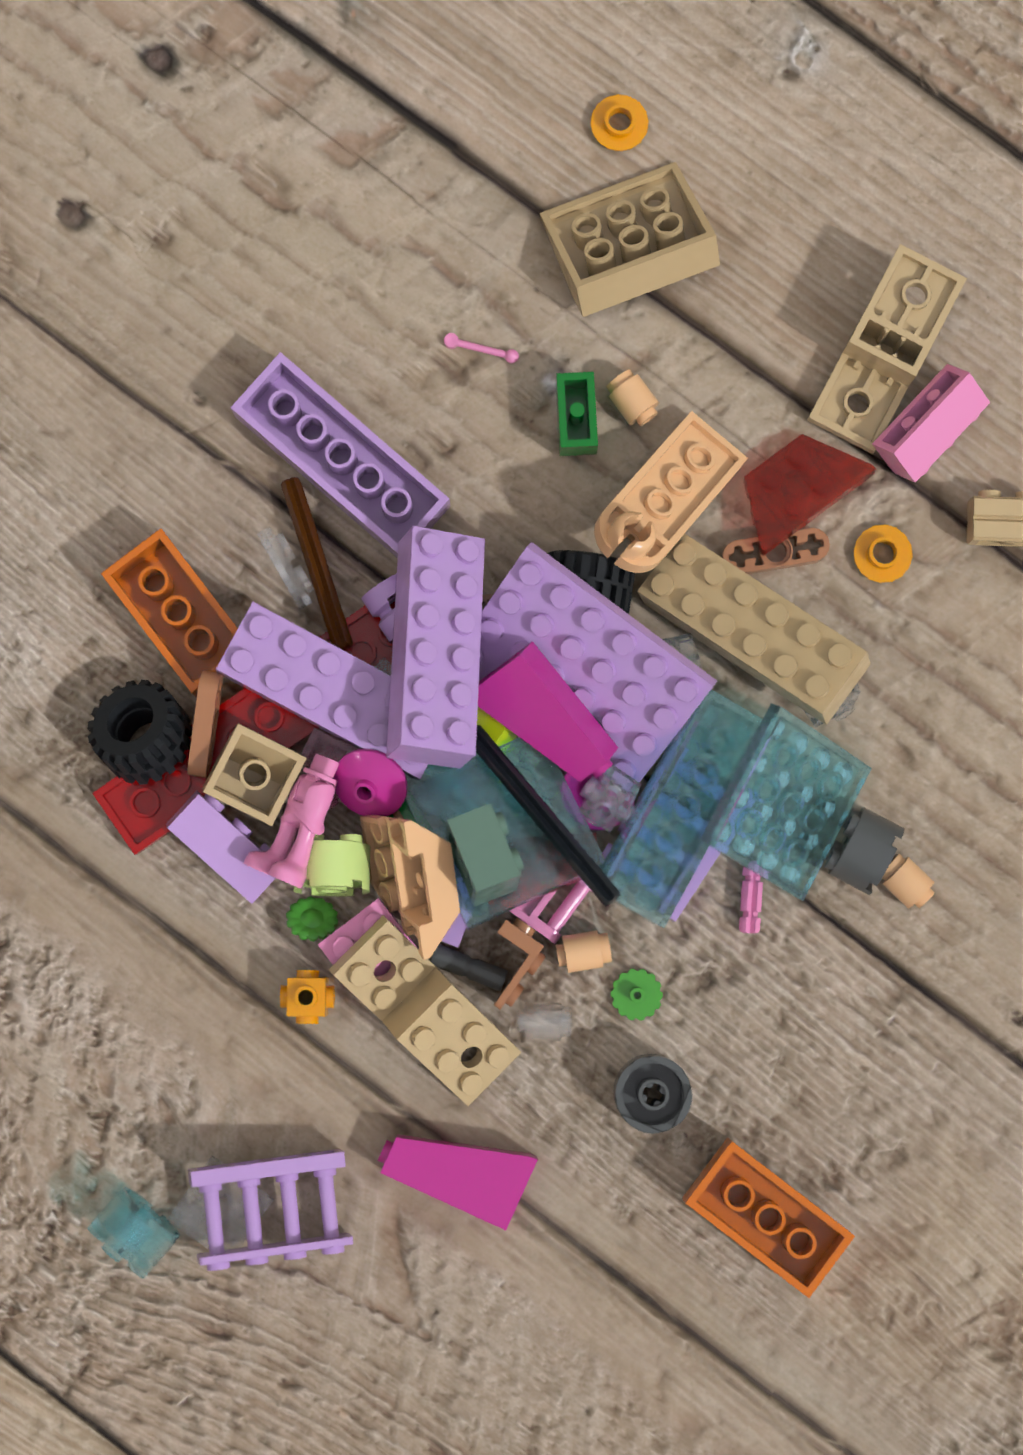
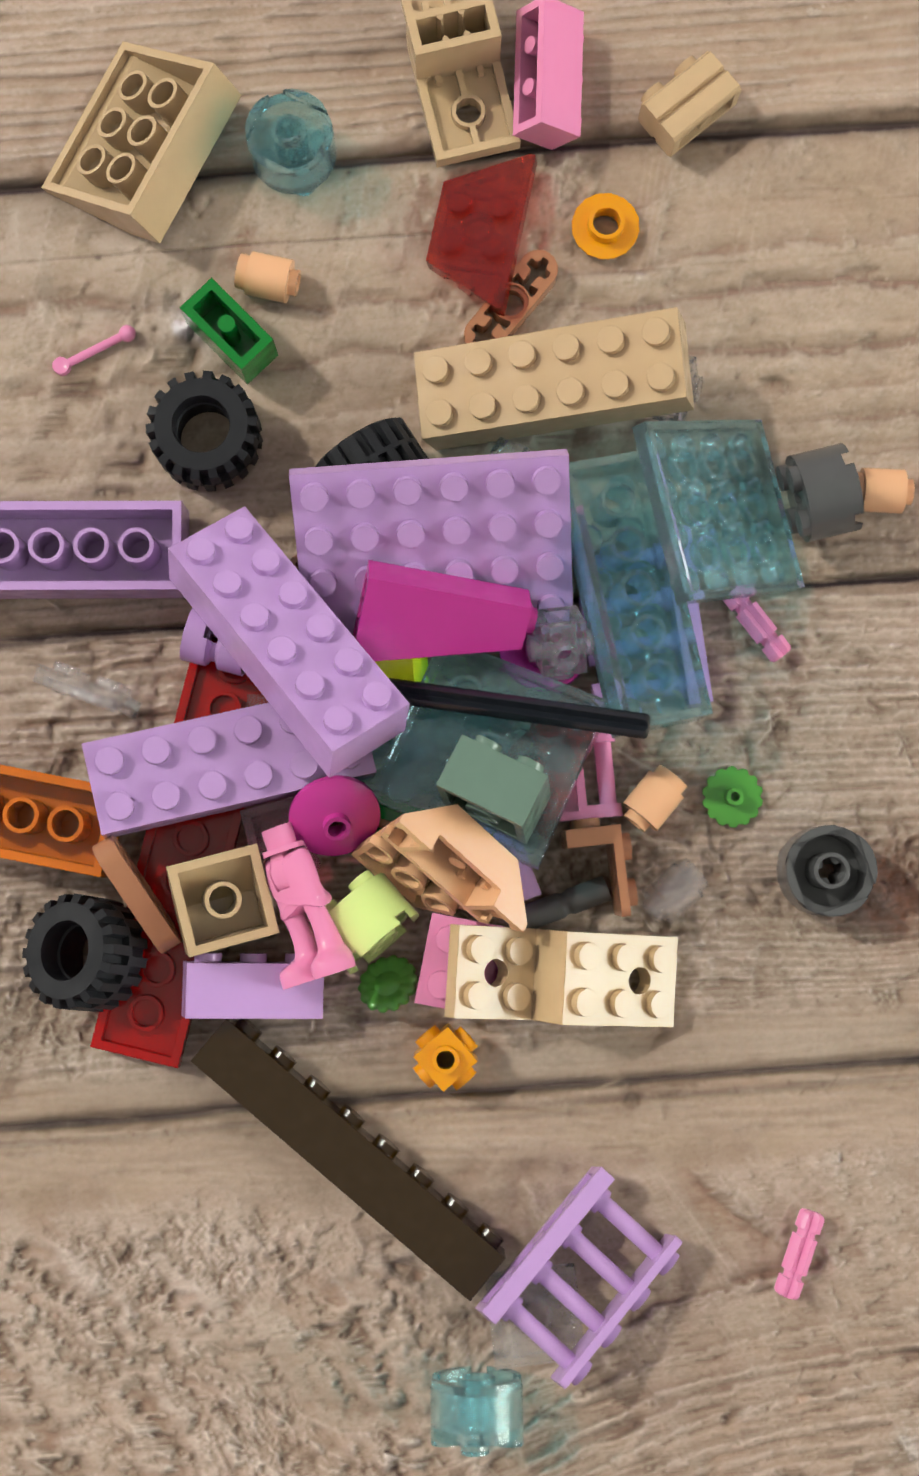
camera: 40 degrees left, 0 degrees up
(193, 1005) = (351, 1157): none -> dark brown brick
(316, 563) = (112, 663): reddish brown axle -> none
(421, 1320) = (799, 1254): none -> bright pink axle
(465, 1176) = (725, 1092): dark pink slope -> none
(504, 434) = (197, 397): none -> black tyre
(617, 139) = (49, 66): light orange piece -> none
(667, 495) = (373, 331): light nougat plate -> none
(732, 306) = (271, 138): none -> clear light blue brick

